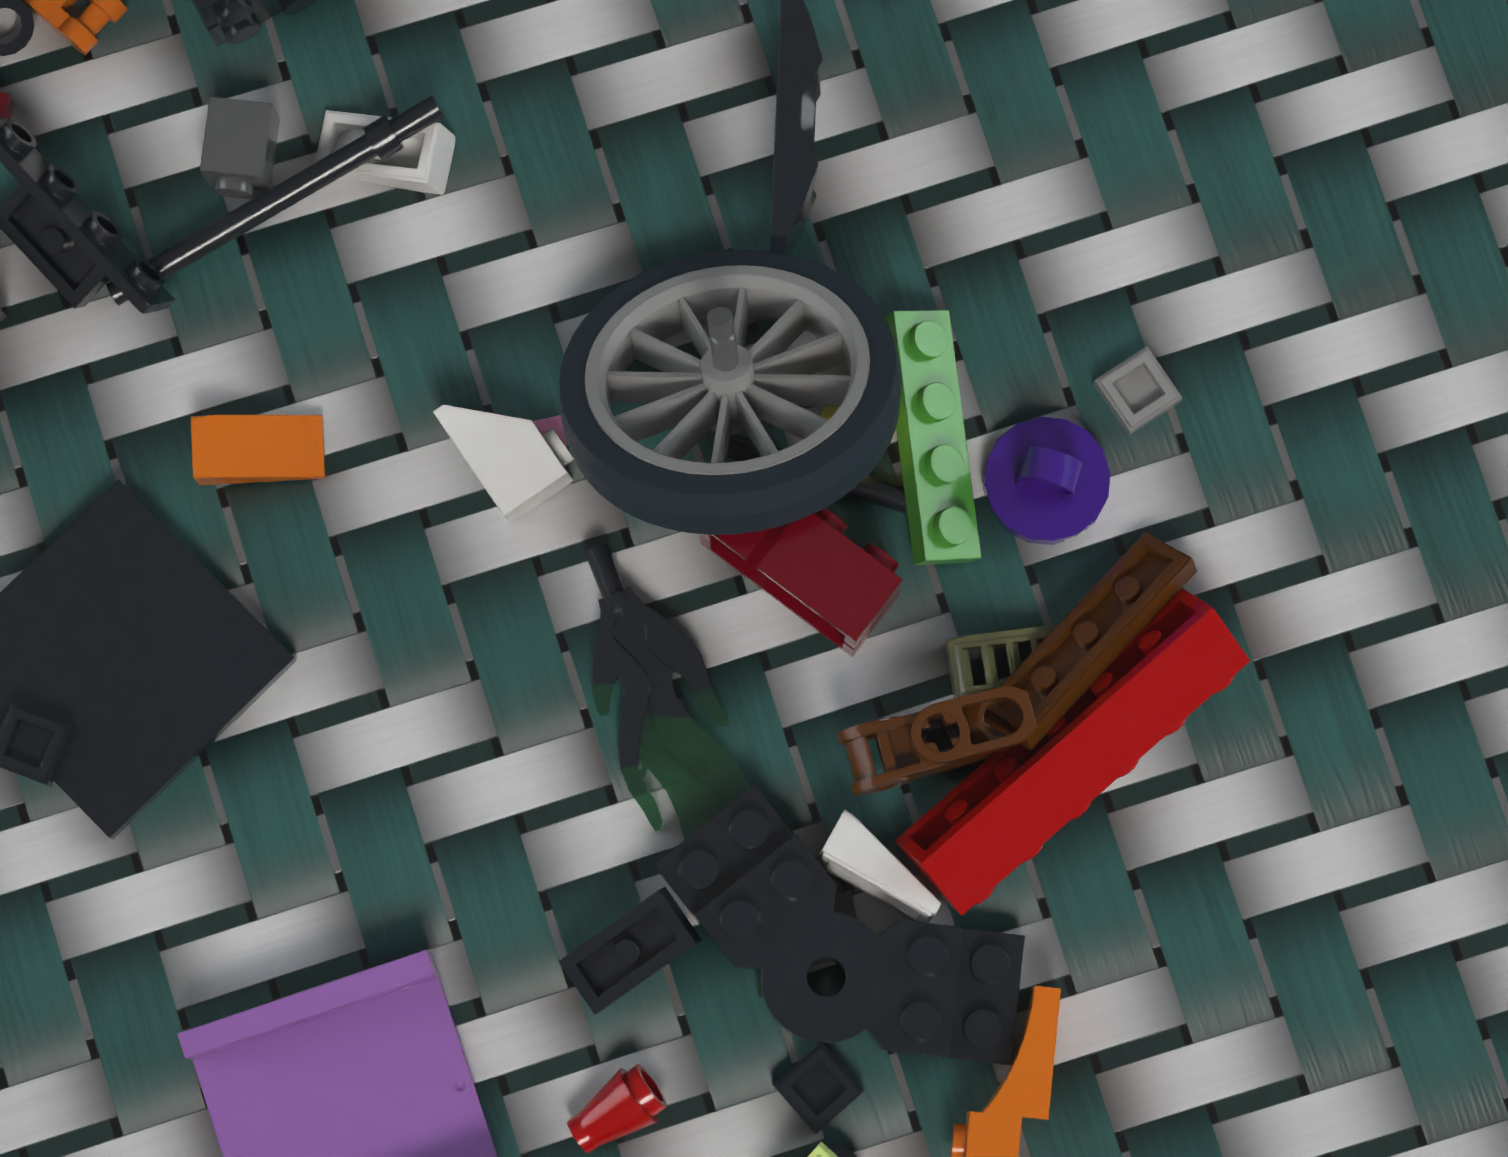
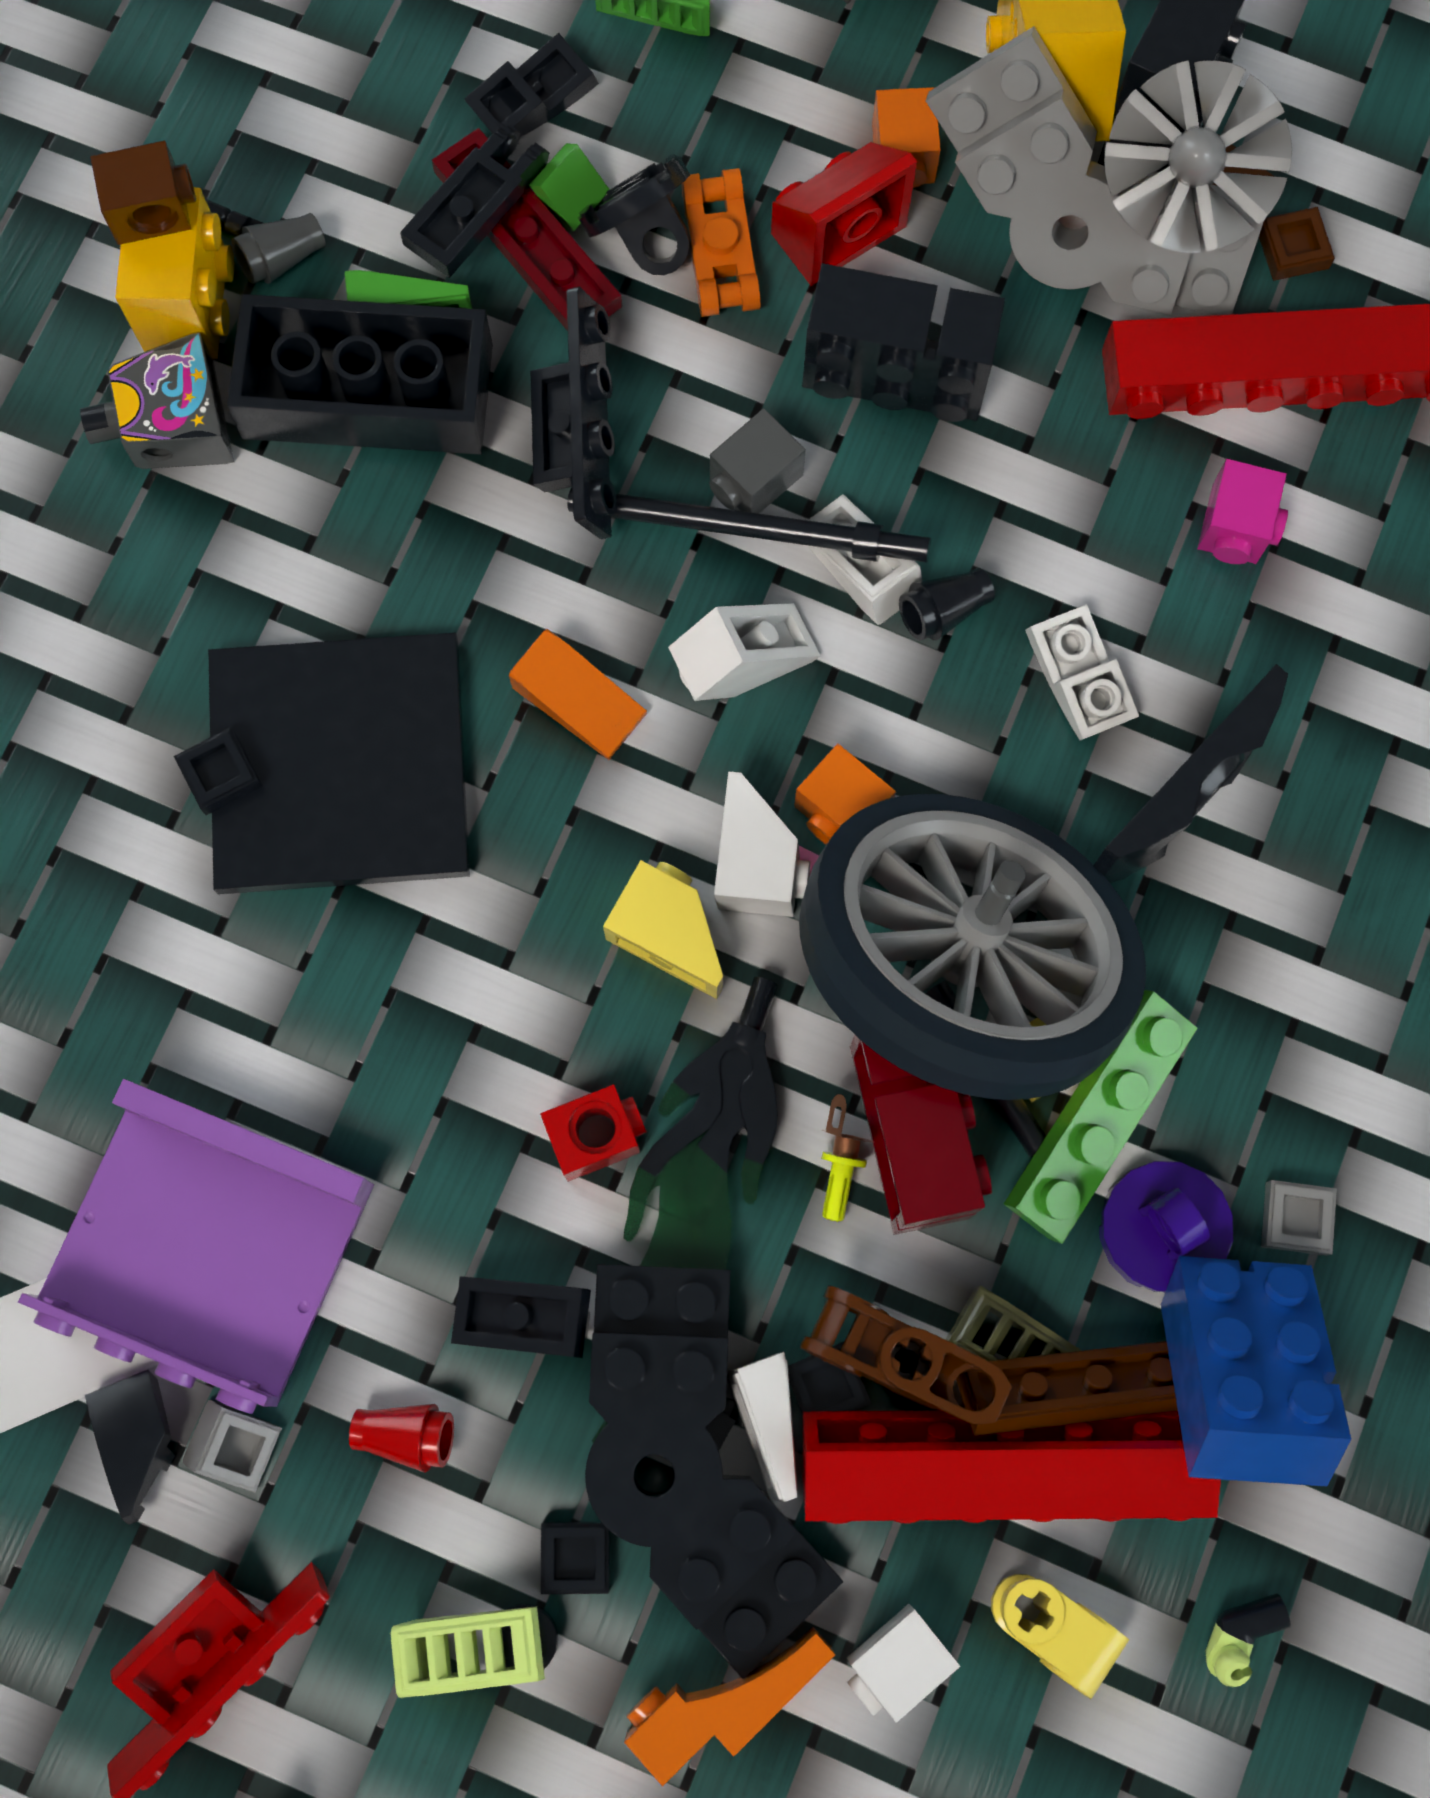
camera: 40 degrees right, 5 degrees down
(357, 304) = (742, 649): none -> white slope
(481, 137) = (942, 603): none -> black cone
(486, 569) = (666, 926): none -> light yellow slope
(532, 357) = (837, 792): none -> orange brick
(565, 800) = (565, 1121): none -> red brick
(634, 103) = (1080, 673): none -> white slope
(769, 632) = (843, 1161): none -> neon yellow piece
(895, 809) = (826, 1387): none -> black tile
(1113, 958) = (899, 1665): none -> white brick
(1188, 534) = (1253, 1372): none -> blue piece
(1214, 836) = (1065, 1634): none -> light yellow piece
(1332, 733) = (1235, 1635): none -> arm

